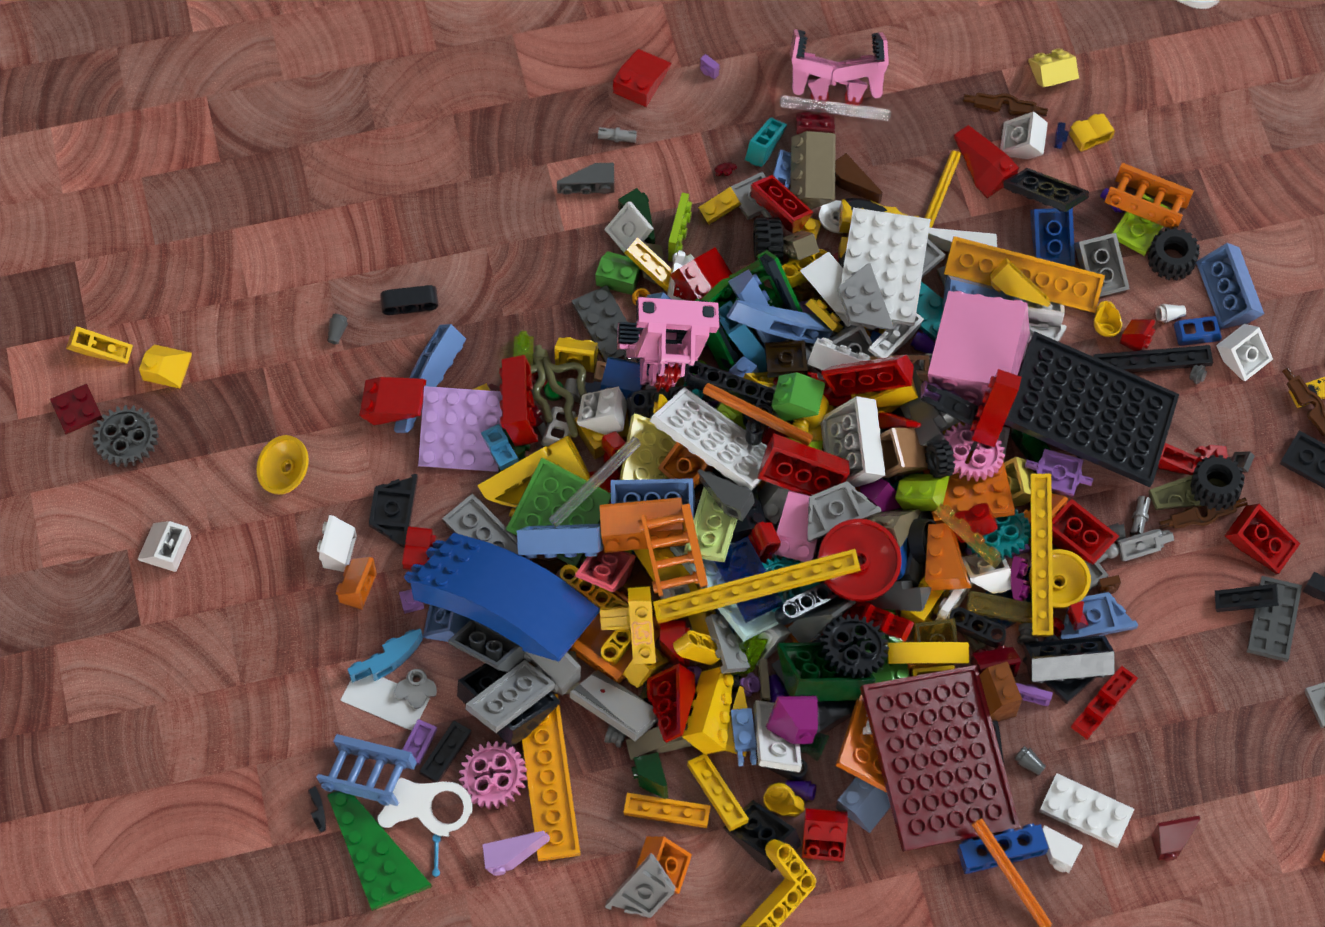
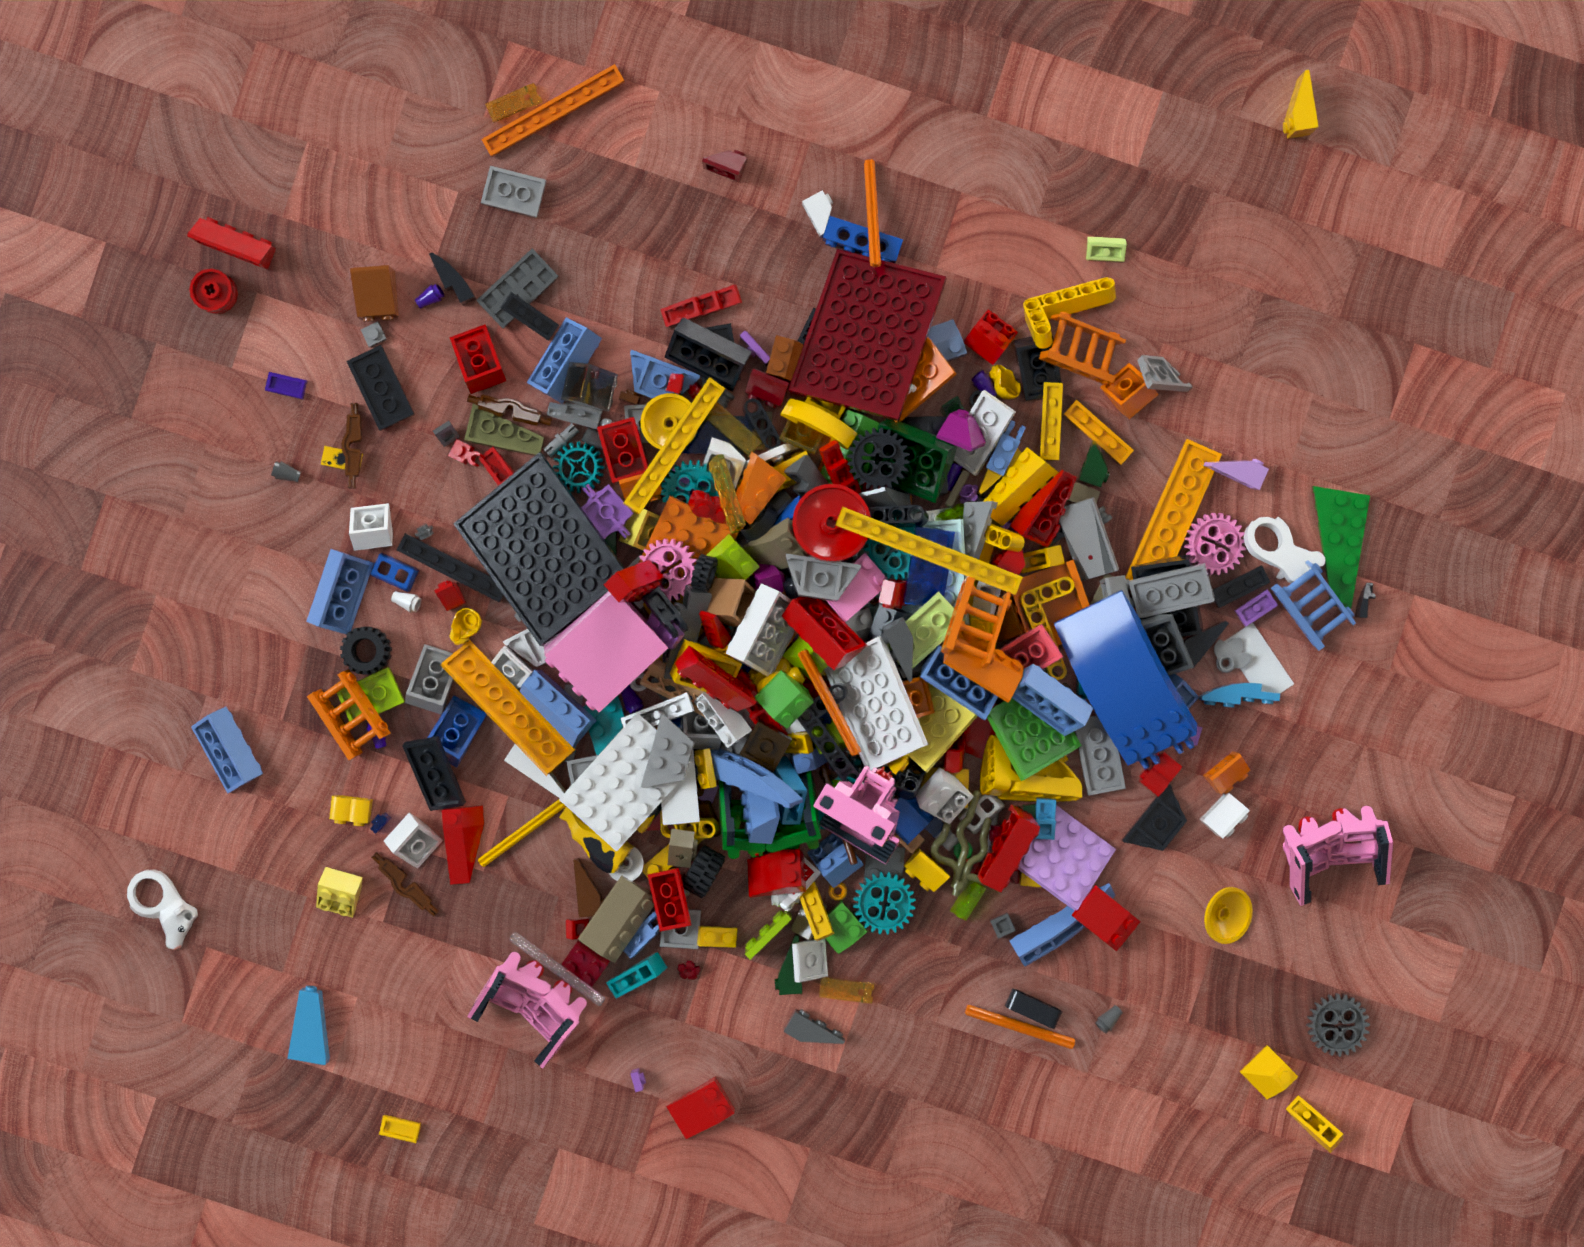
camera: 150 degrees left, 25 degrees up
(76, 408) = (1363, 1077): dark red plate -> none
(165, 545) = (1361, 902): white slope -> none
(234, 562) = (1324, 846): none -> bright pink container
(412, 281) = (1020, 1026): none -> orange axle
(436, 839) = (1303, 494): dark azure hinge -> none
(454, 667) = (1199, 644): none -> black slope
(479, 349) = (1002, 925): none -> dark grey plate
(581, 226) = (845, 990): none -> clear yellow plate
(595, 481) = (995, 729): clear axle -> none
(613, 298) = (901, 905): none -> teal gear
(617, 134) = (759, 1062): light grey pin -> none
(637, 618) = (1036, 583): yellow piece -> none
(717, 854) = (1069, 361): none -> orange fence
(842, 148) = (575, 927): none -> red slope
(1014, 283) = (524, 695): yellow slope -> none
(1019, 587) = (705, 439): magenta slope -> none
(1029, 760) = (792, 296): dark grey cone -> none
(1086, 810) = (775, 231): white plate -> none
(1124, 500) = (584, 459): none -> teal gear
(1149, 566) = (589, 386): none -> clear smoke slope
(1188, 582) = (569, 345): none -> medium blue slope
(1220, 469) = (468, 426): black tyre -> none
(1224, 119) = (227, 749): none -> medium blue slope

